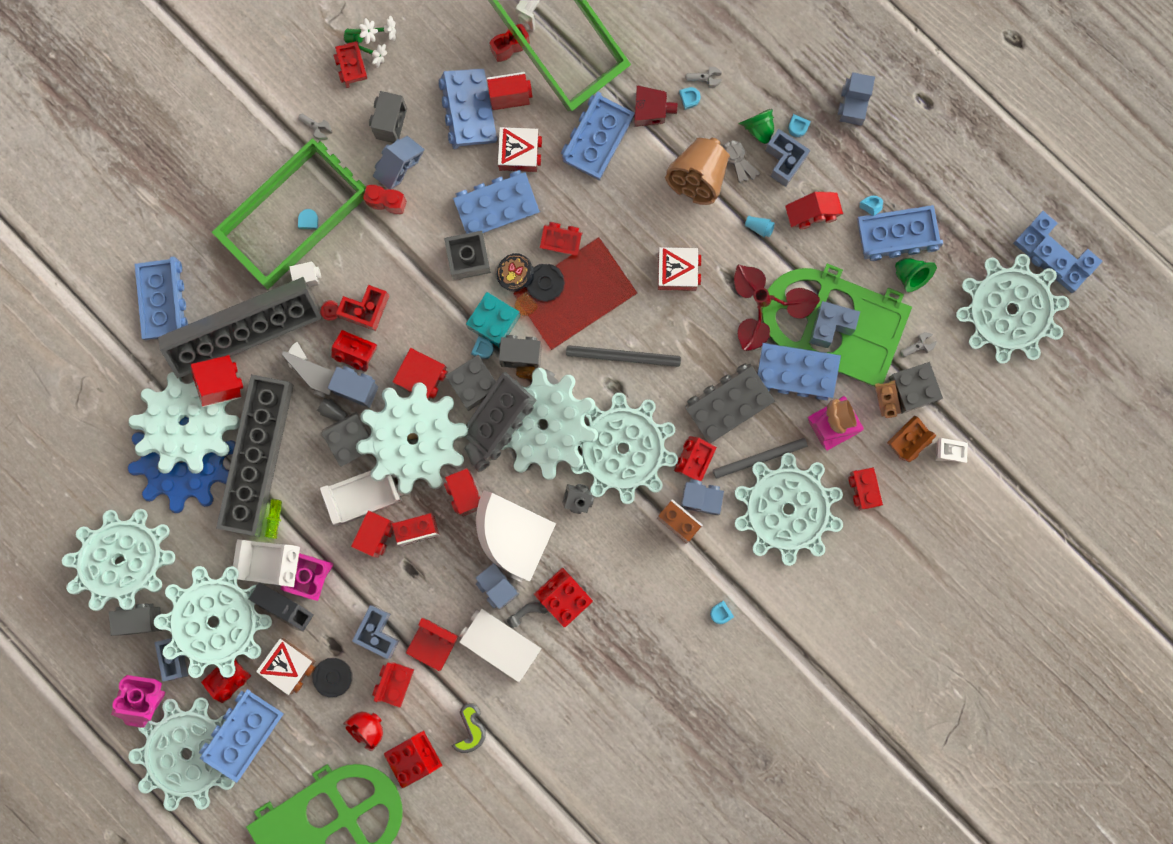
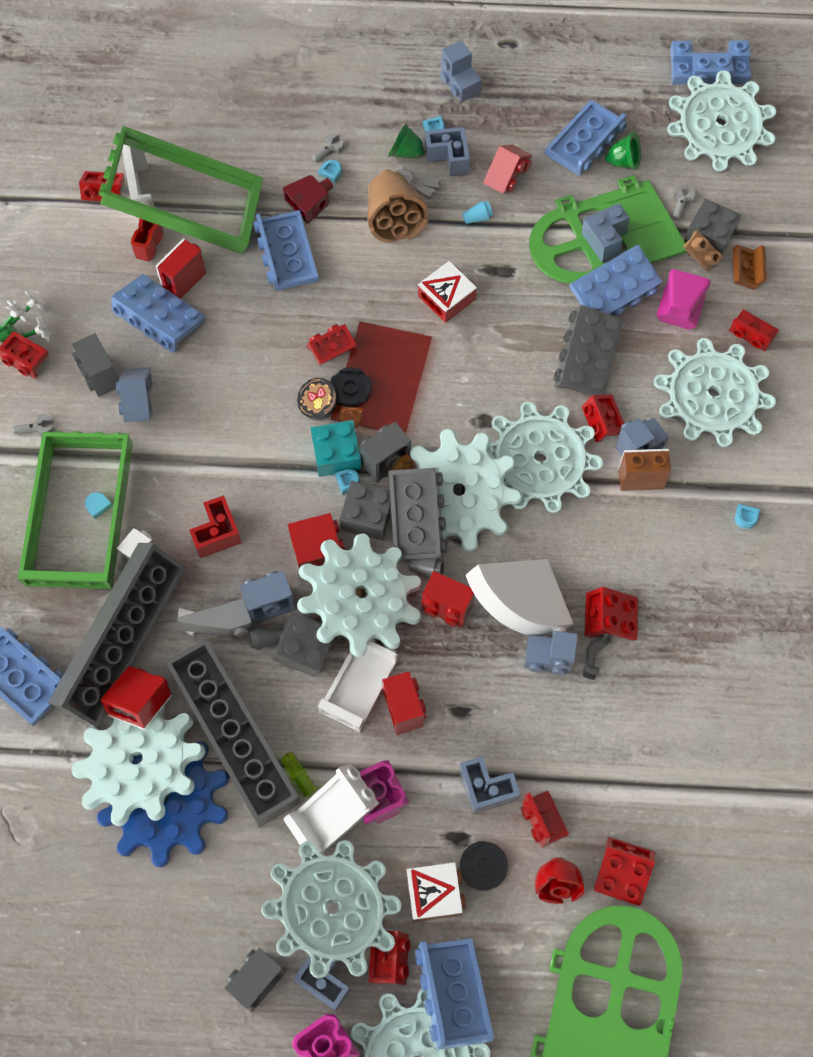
camera: 45 degrees left, 15 degrees down
(98, 554) = (161, 939): light aqua plate -> none
(281, 607) = (385, 839): black slope -> none
(329, 309) = (186, 557): red tile -> none
(353, 350) = (235, 571): red bracket -> none
(381, 199) = (153, 431): red brick -> none
(415, 530) = (437, 666): red piece -> none
(432, 644) = (542, 752): red bracket -> none
(467, 255) = (265, 416): dark grey brick -> none
(475, 729) = (649, 790): animal -> none
(497, 203) = (250, 362): medium blue bracket -> none
(499, 644) = (600, 699): white panel -> none
(519, 149) = (230, 307): piece -> none
(577, 498) = (544, 524): dark grey brick -> none
(625, 356) = (467, 391): dark grey axle -> none
(751, 282) = (512, 256): dark red plant -> none
(761, 457) = (653, 372): dark grey piece -> none
(840, 415) = (687, 278): medium nougat piece -> none
(872, 205) = (546, 134): medium azure tile -> none
(951, 450) = (782, 250): white slope -> none

